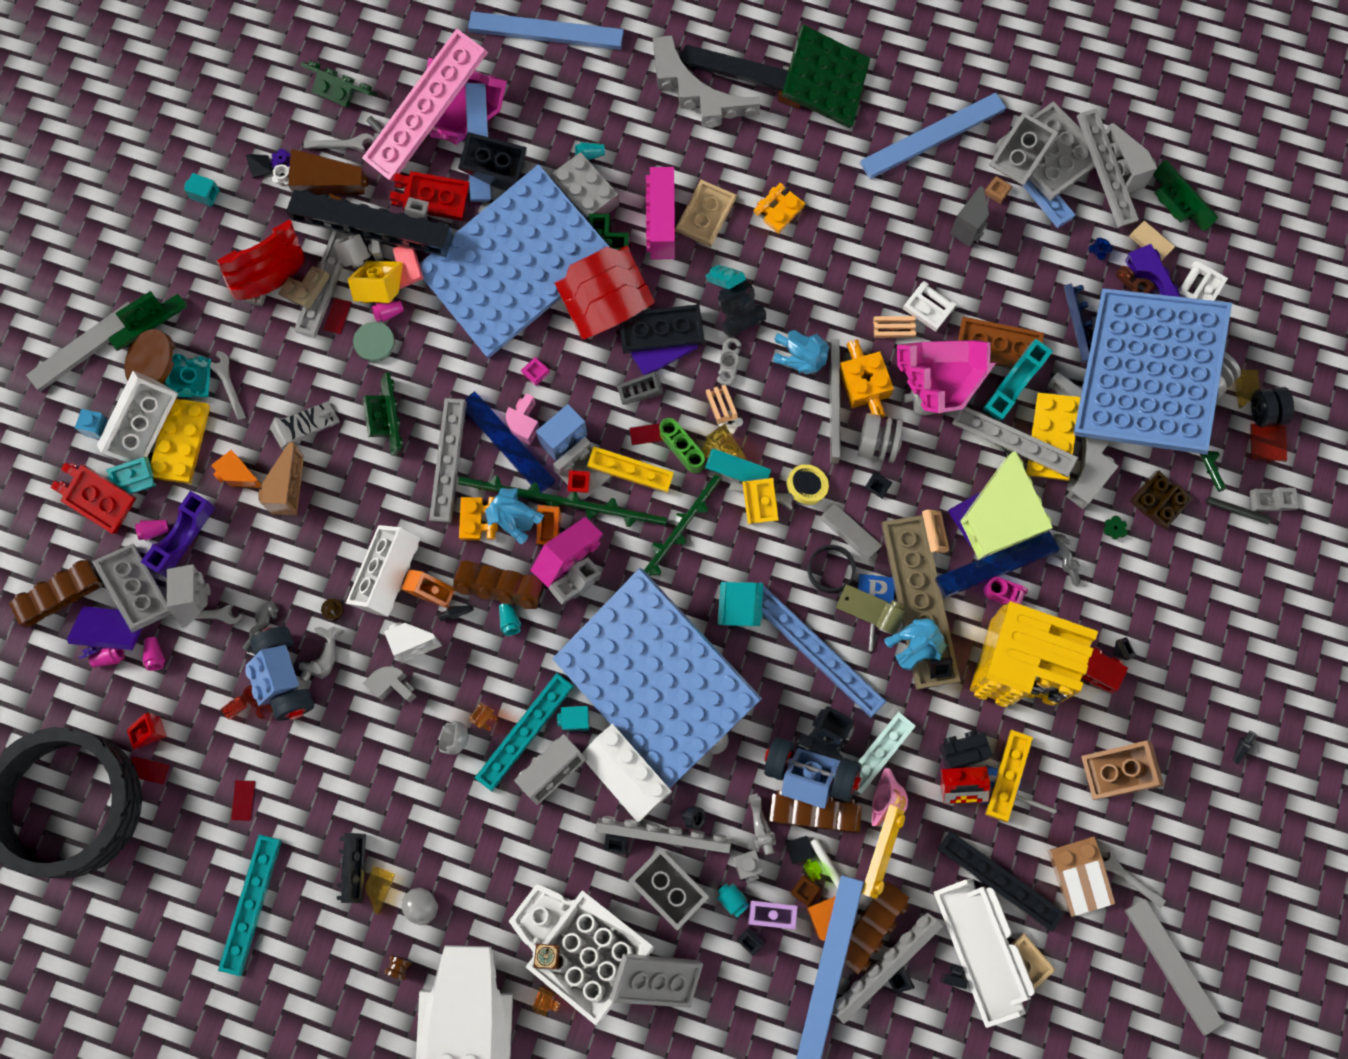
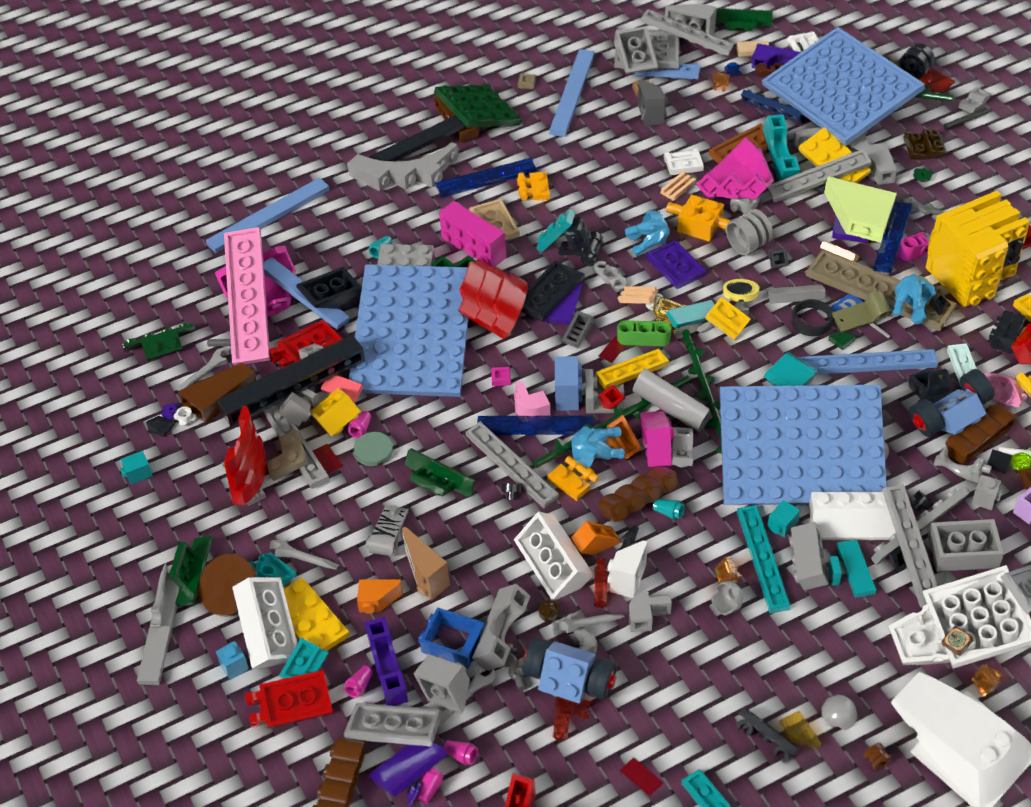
camera: 45 degrees left, 25 degrees down
(89, 331) = (157, 609): none -> light grey piece
(248, 581) = (455, 621): none -> blue window
(258, 597) = (508, 605): none -> light grey arch
(323, 640) = (573, 624): none -> light grey piece
(378, 636) = (600, 584): none -> clear red bar
(421, 482) = (511, 489): none -> black tile
(555, 800) = (834, 570): none -> teal tile
(576, 814) = (856, 568): none -> teal tile
(616, 533) = (672, 400): none -> light grey brick
(626, 844) = (910, 540): none -> light grey plate
(732, 899) = (1005, 517): teal brick -> none
(752, 159) = (485, 177): none -> clear blue tile
(794, 404) = (676, 264): none -> dark purple tile
(828, 613) = (841, 339): none -> dark green tile
(834, 368) = (702, 244): light grey tile -> none
(910, 85) = (527, 81): none -> dark tan tile
(1072, 250) = (720, 79): none -> clear orange tile

